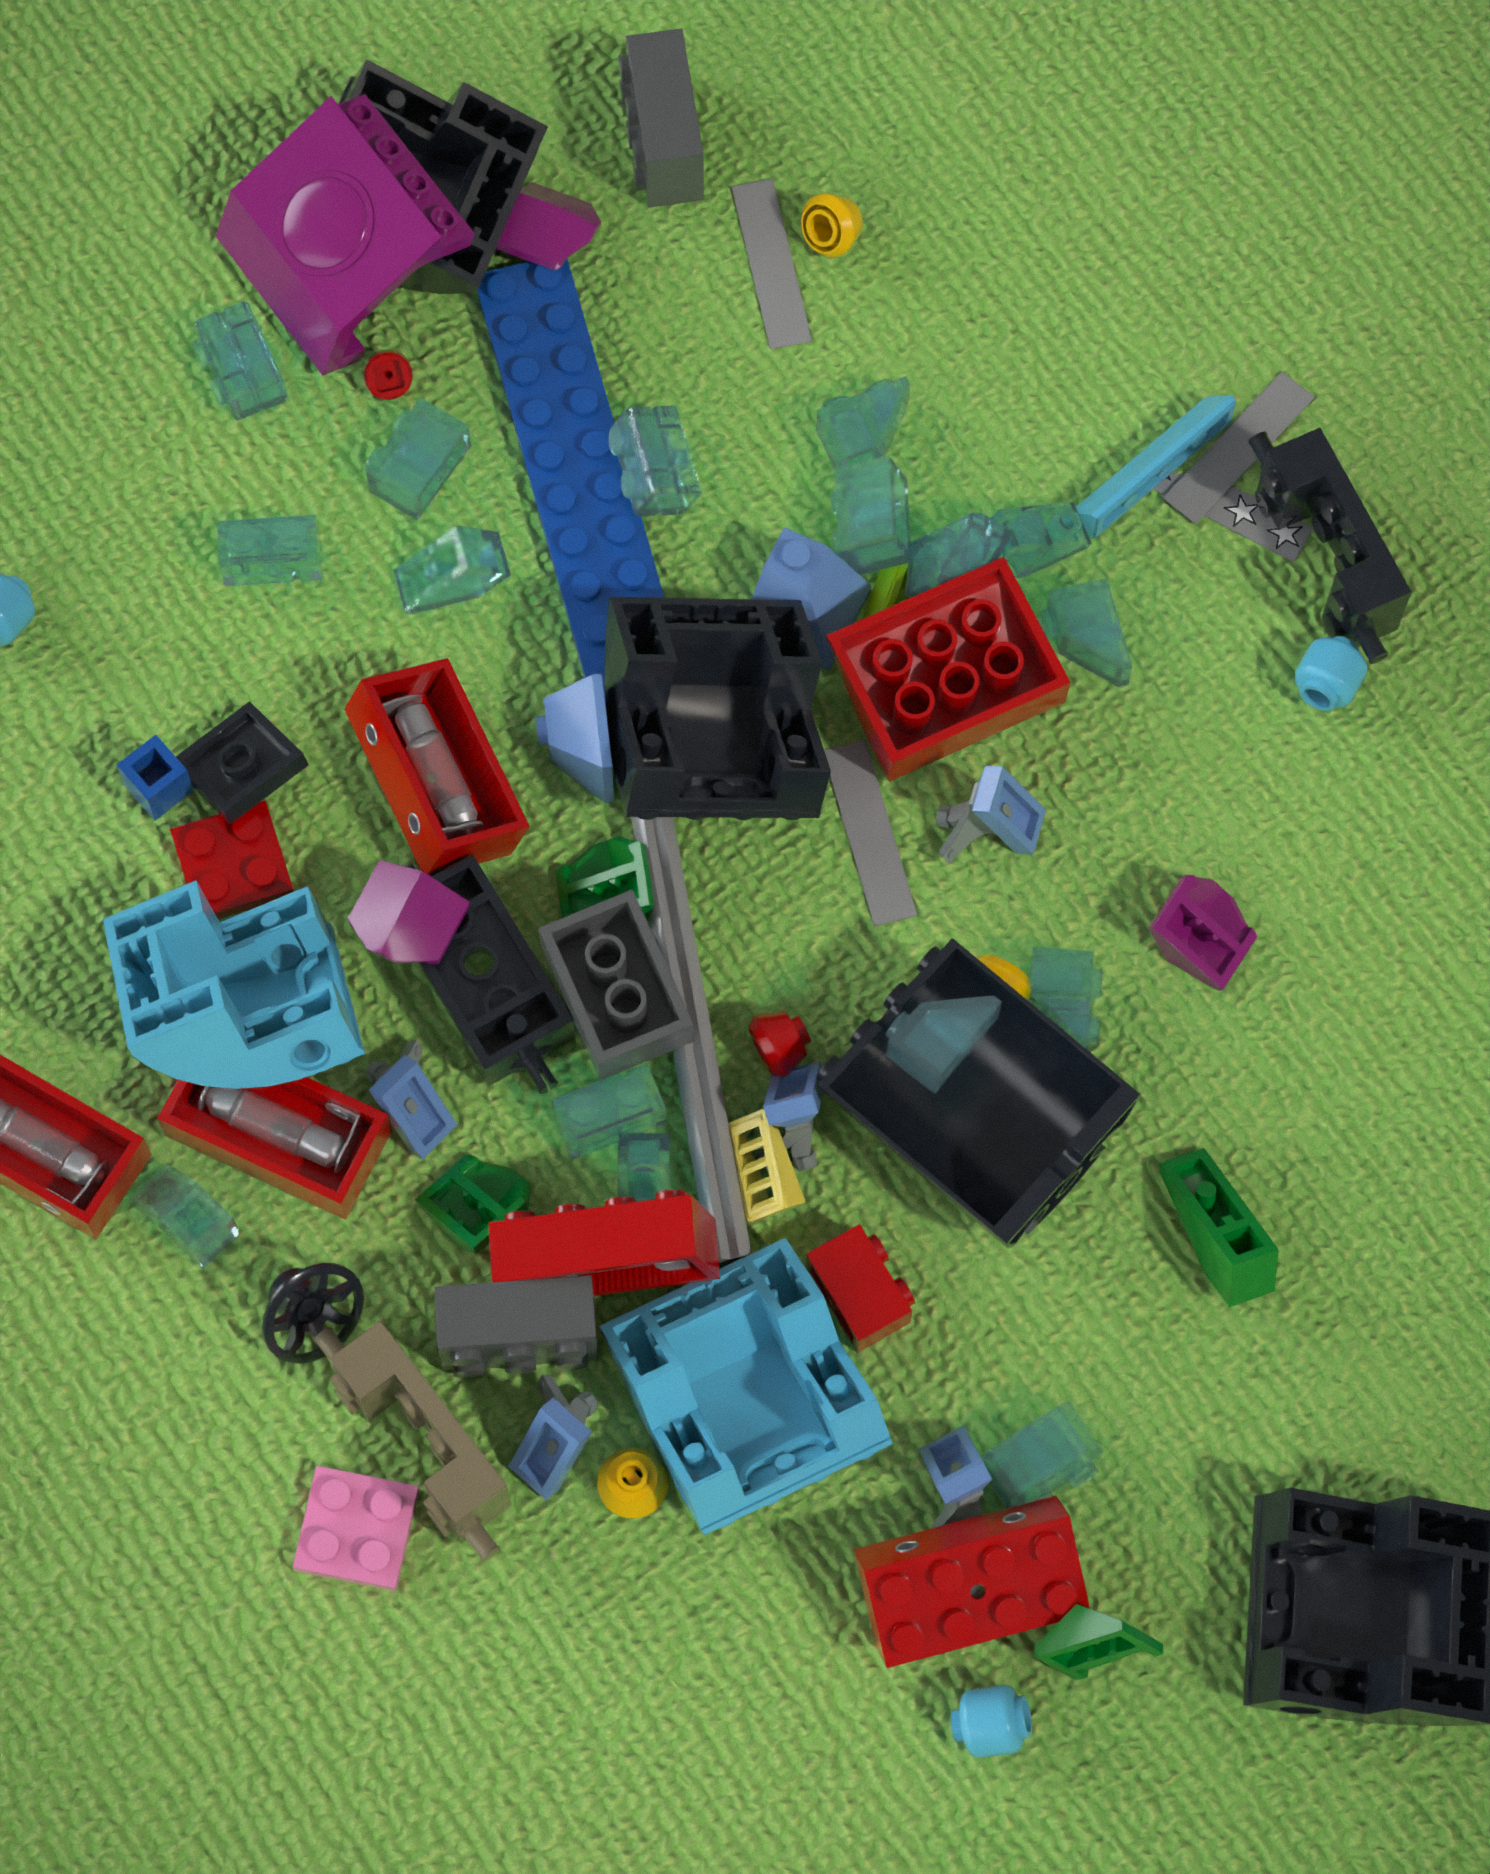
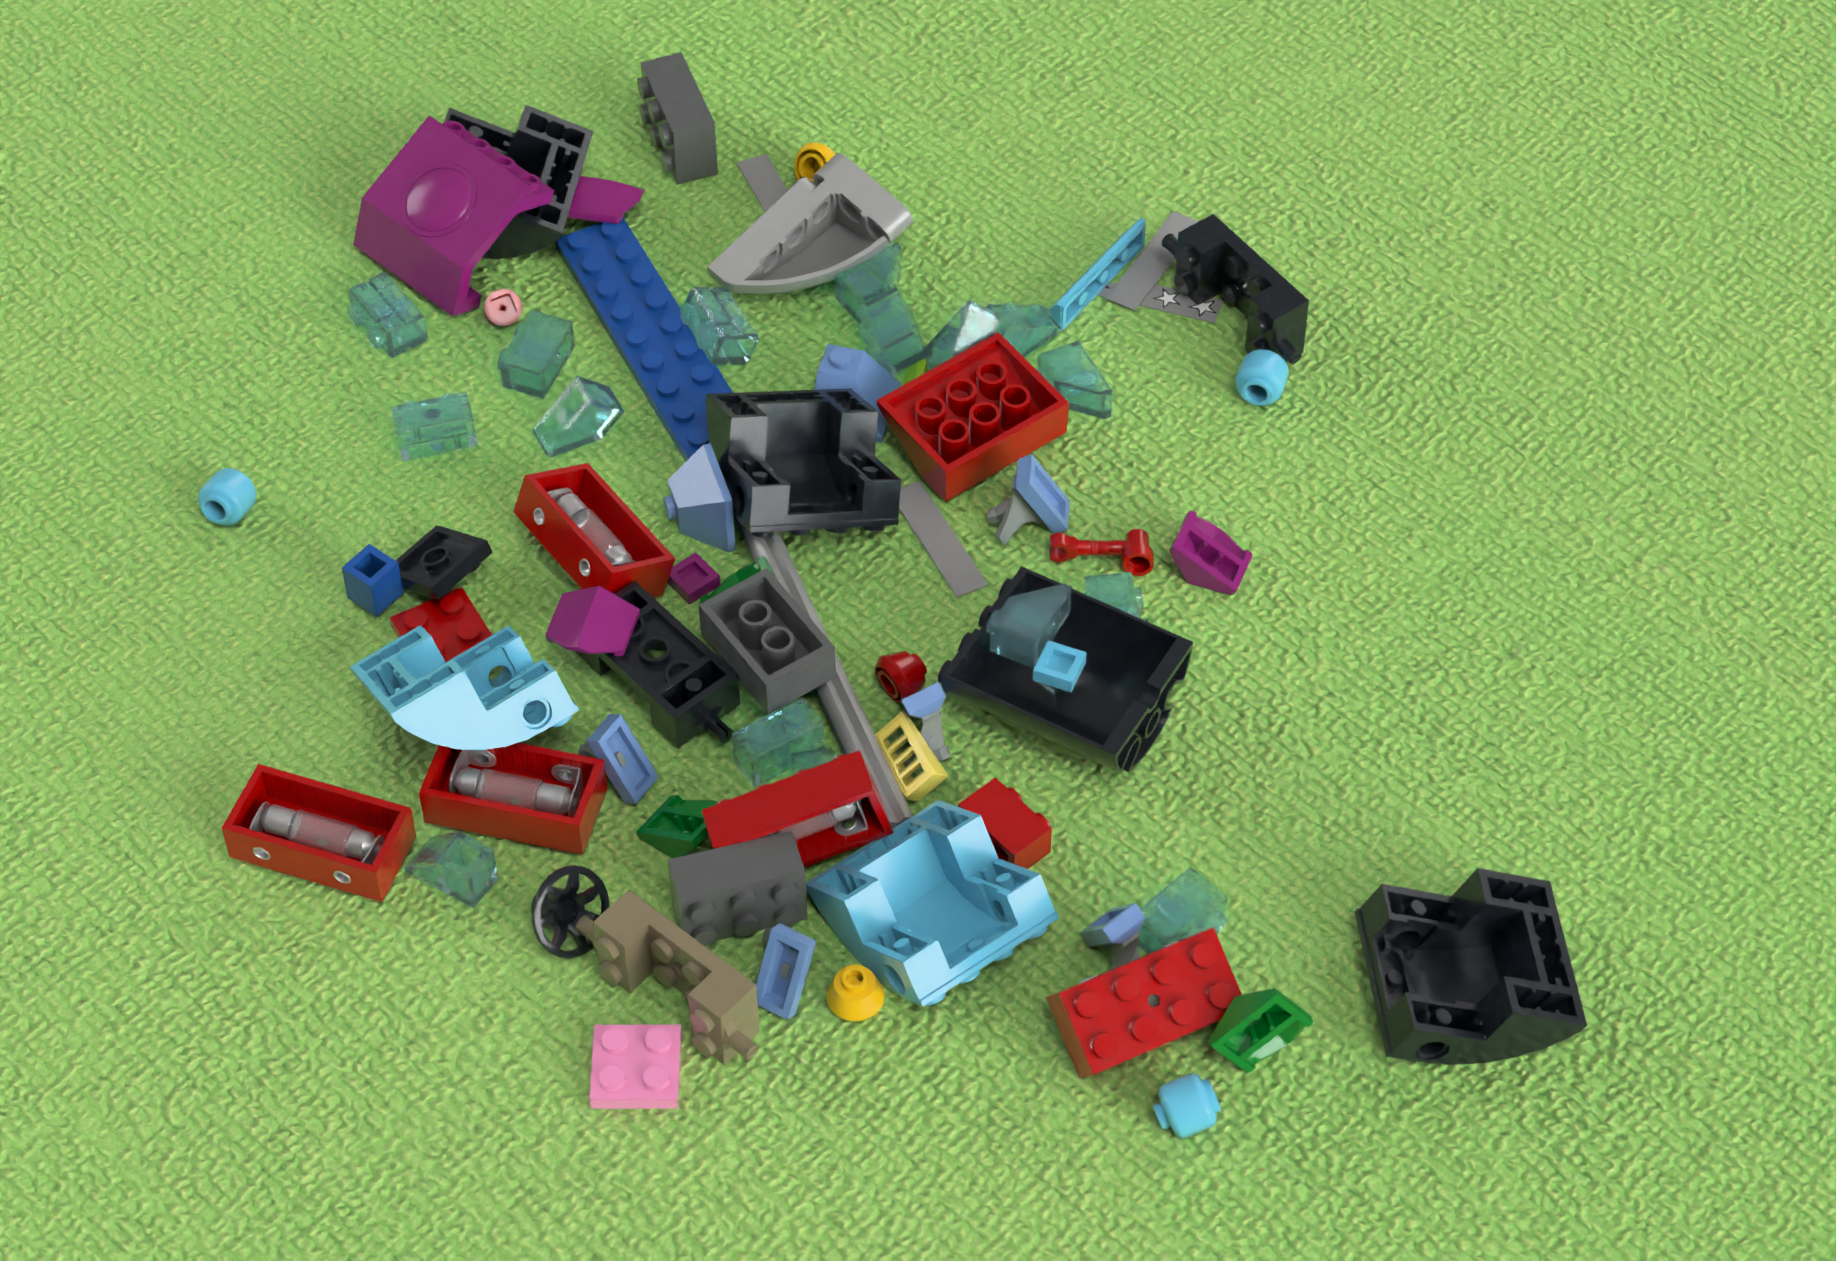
camera: 10 degrees left, 20 degrees down
(553, 838) = (693, 578): none -> magenta tile
(801, 347) = (813, 233): none -> light grey panel
(966, 1101) = (1059, 666): none -> medium azure tile
(1109, 904) = (1135, 550): none -> red brick
(1221, 1228) = (1280, 742): green slope -> none

